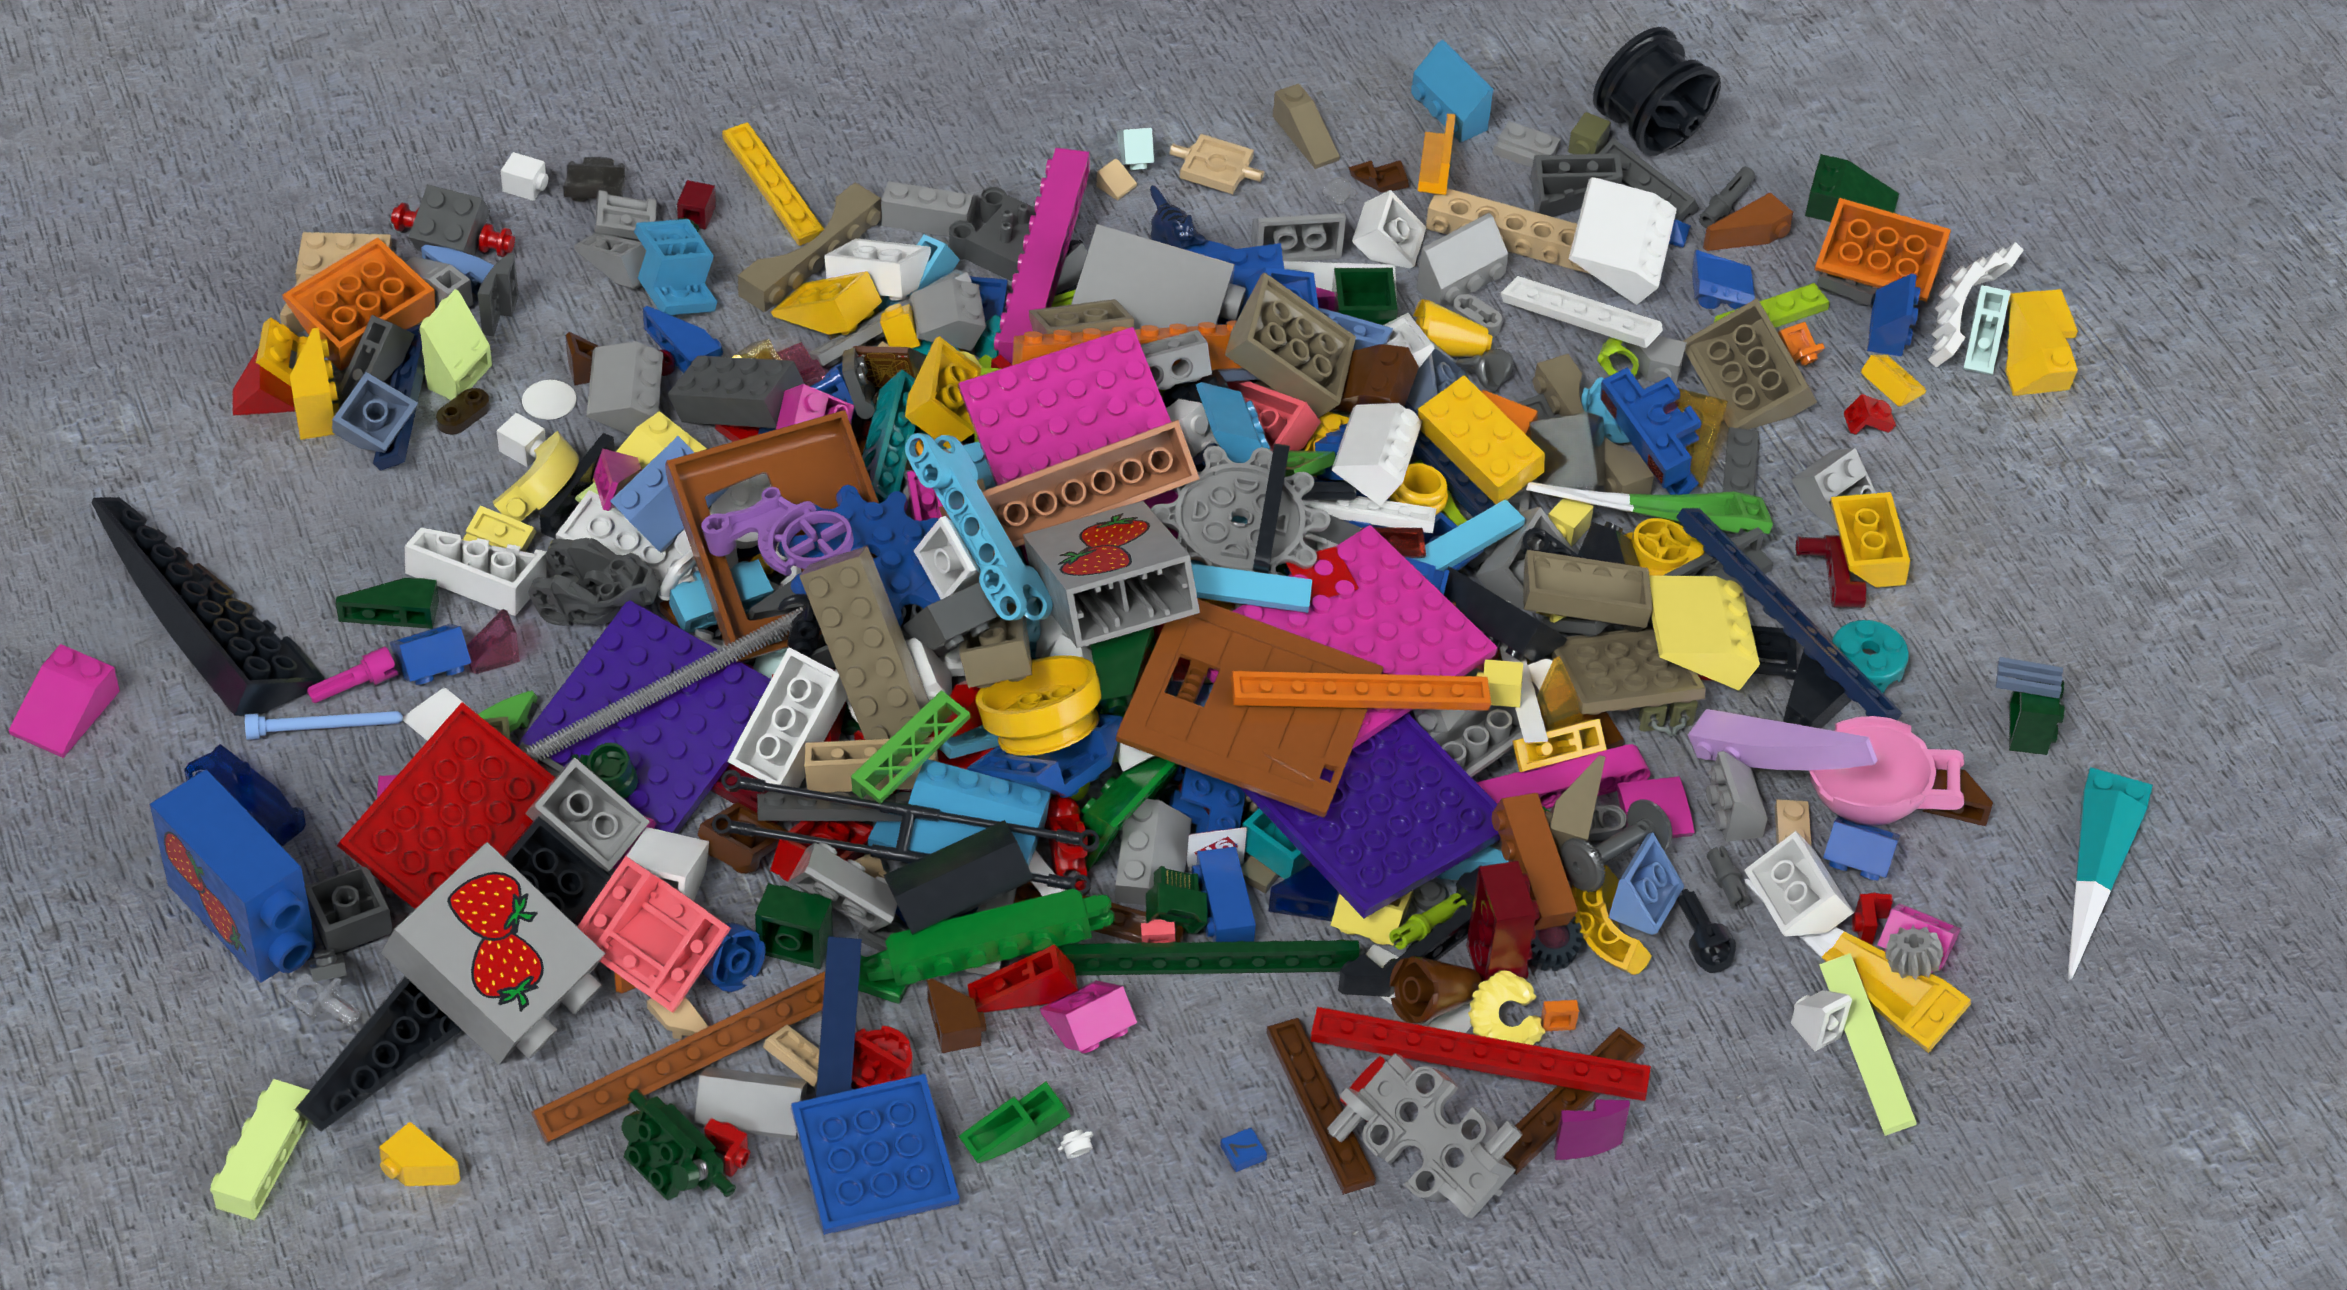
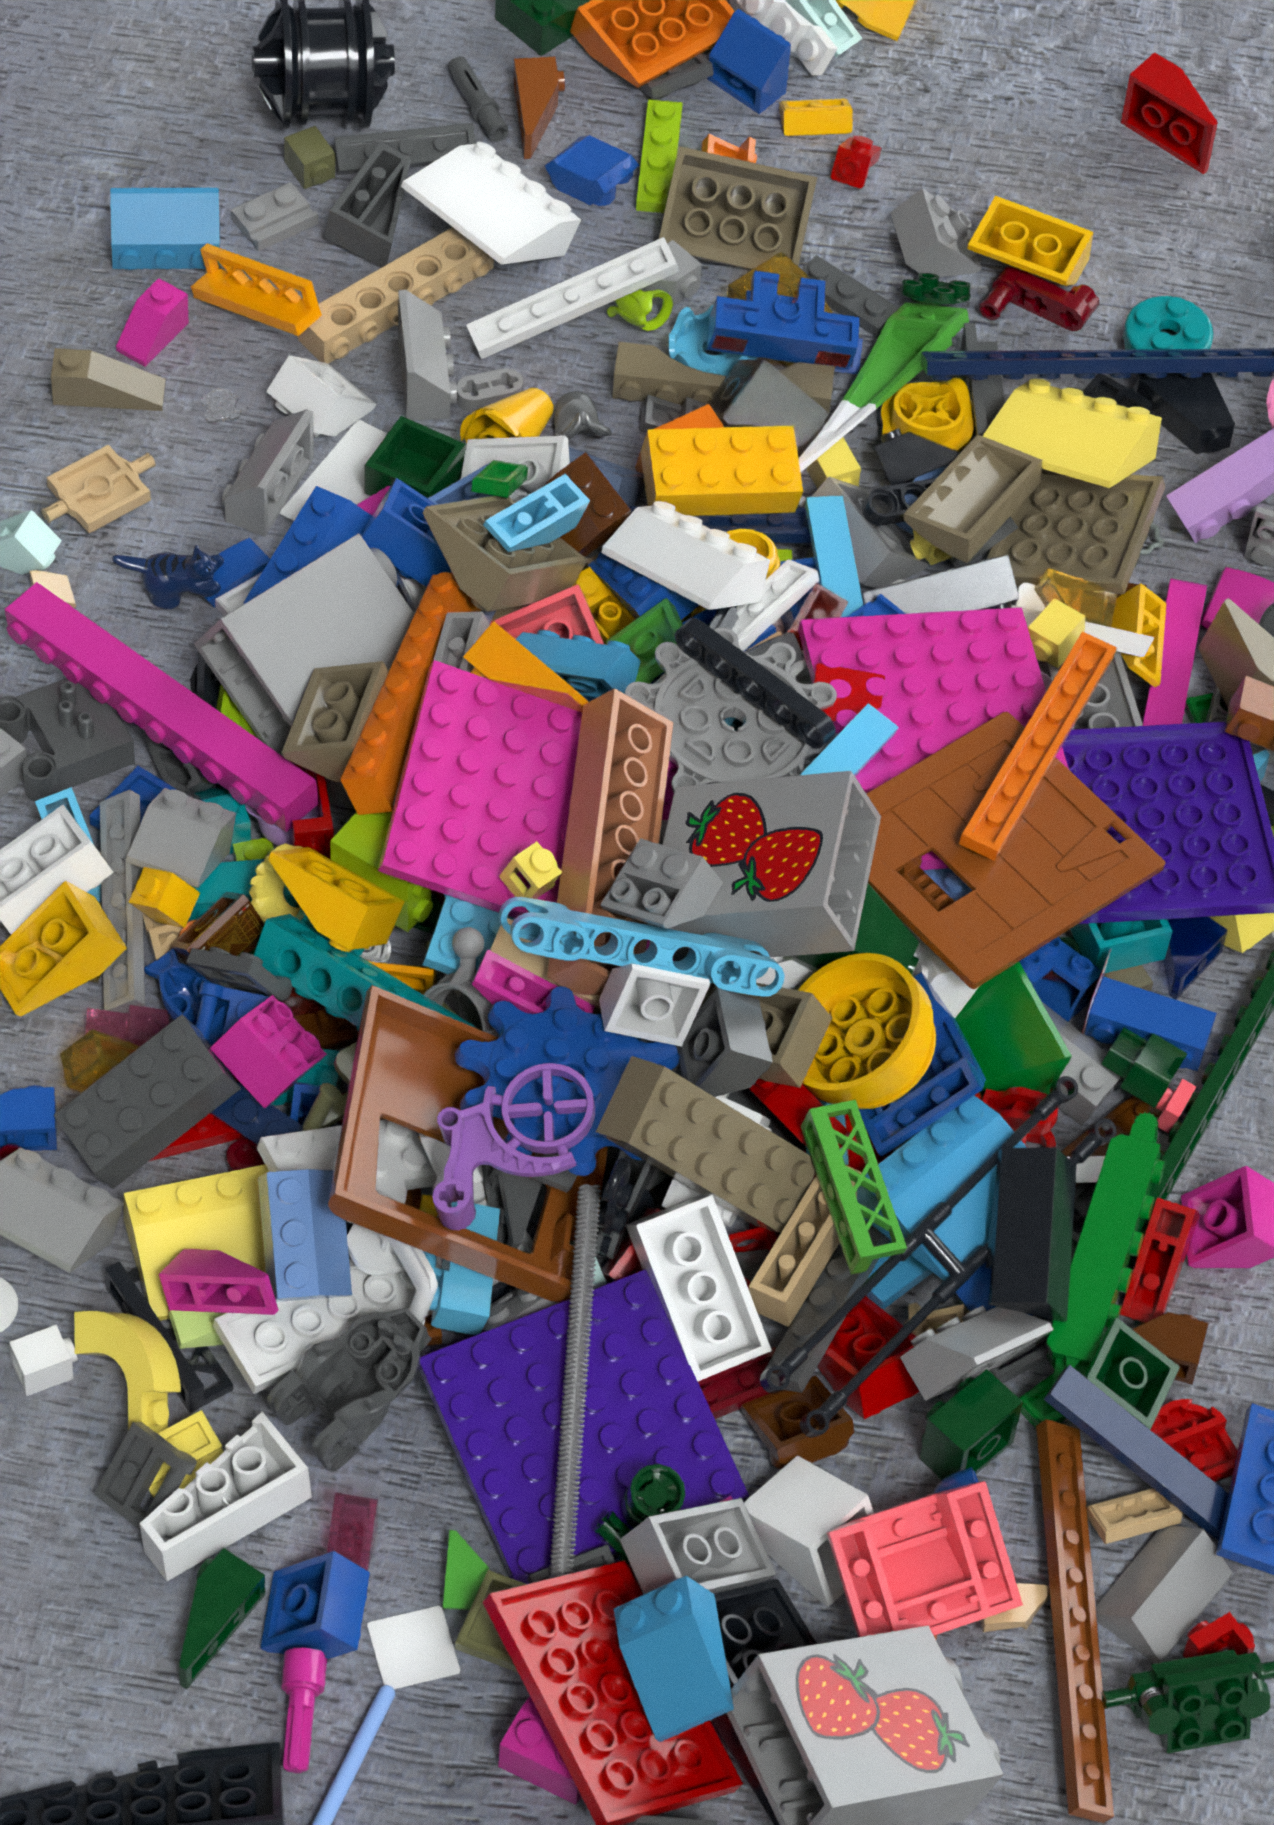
camera: 60 degrees left, 5 degrees up
(469, 516) = (136, 1468): none -> dark grey plate
(492, 816) = (675, 1656): none -> dark azure slope
(894, 993) = (1132, 1372): none -> dark green slope
(1015, 460) = (537, 867): none -> light yellow brick
(1037, 518) = (662, 886): none -> light grey slope
(1179, 384) = (509, 663): none -> light orange slope
(1325, 345) = (539, 516): none -> medium azure slope
(1366, 328) = (500, 478): none -> green tile
(1375, 126) = (153, 322): none -> dark pink slope
(1381, 178) = (227, 358): reddish brown slope -> none
(1784, 507) = (931, 291): none -> dark green dish
(2083, 559) = (1169, 112): none -> red slope

